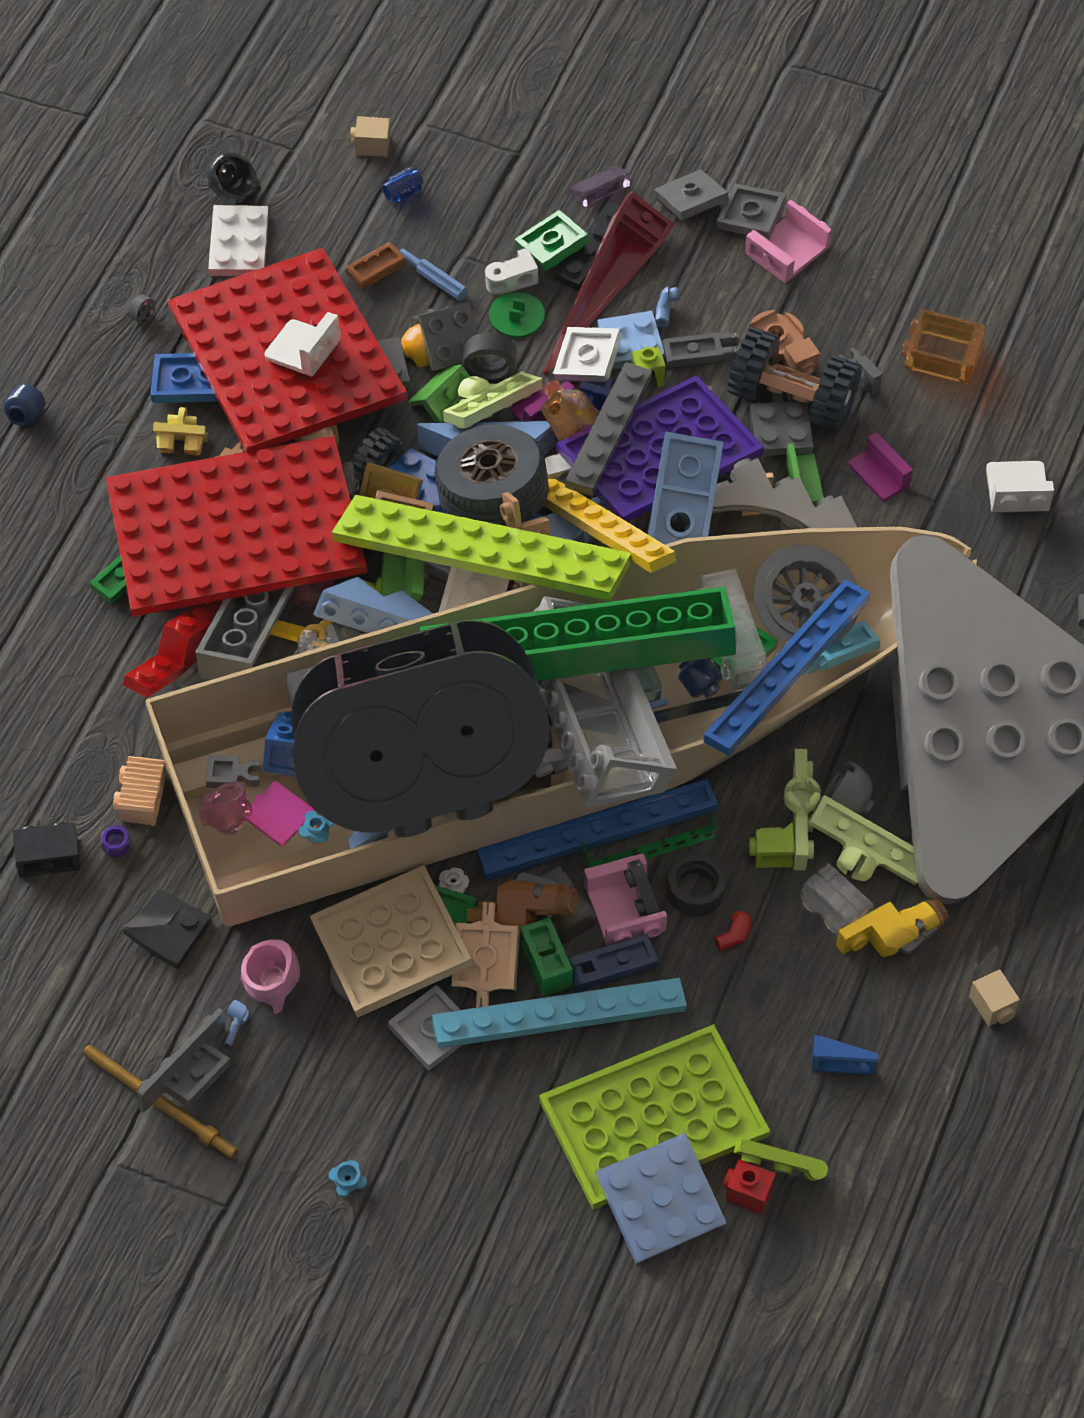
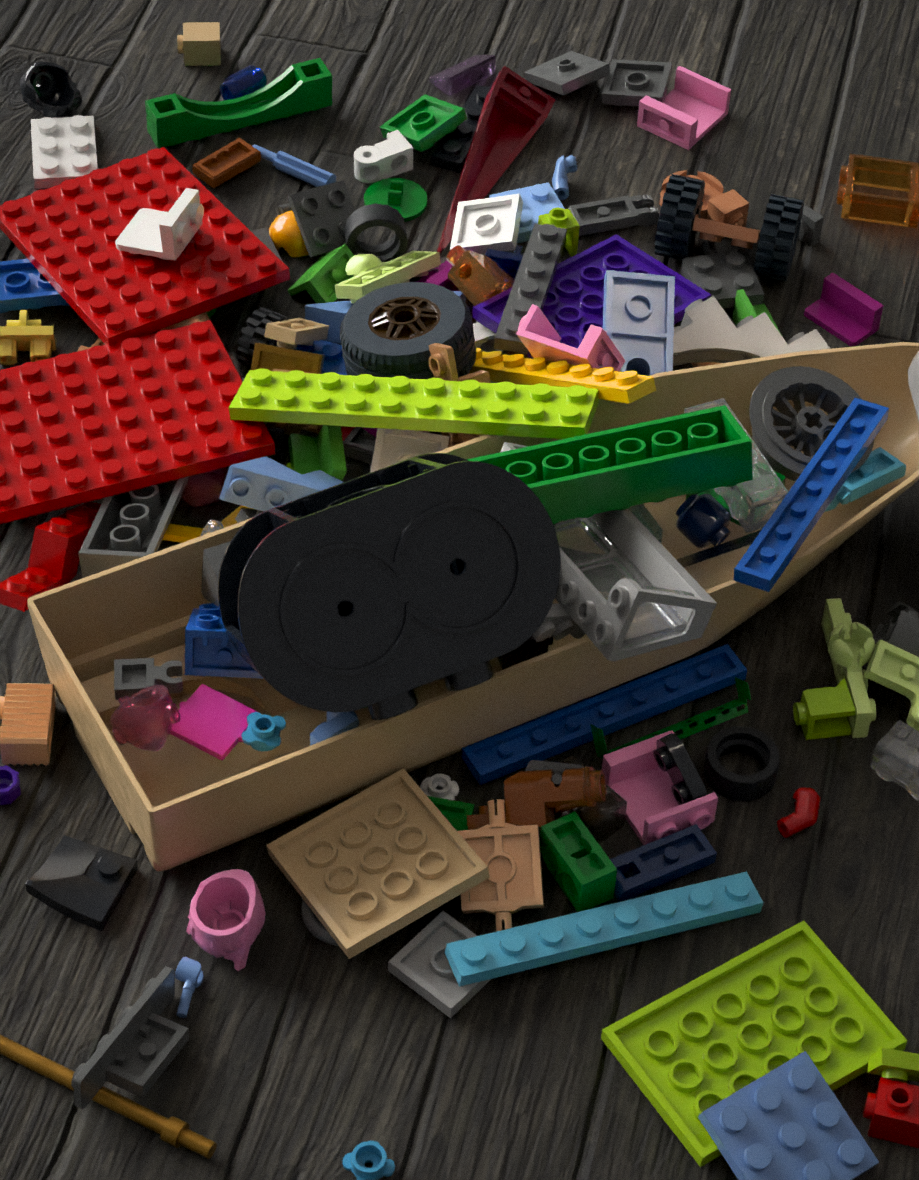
camera: 10 degrees left, 10 degrees down
(343, 219) = (297, 90): none -> green arch
(403, 454) = (296, 331): none -> tan plate
(638, 512) = (544, 341): none -> bright pink panel

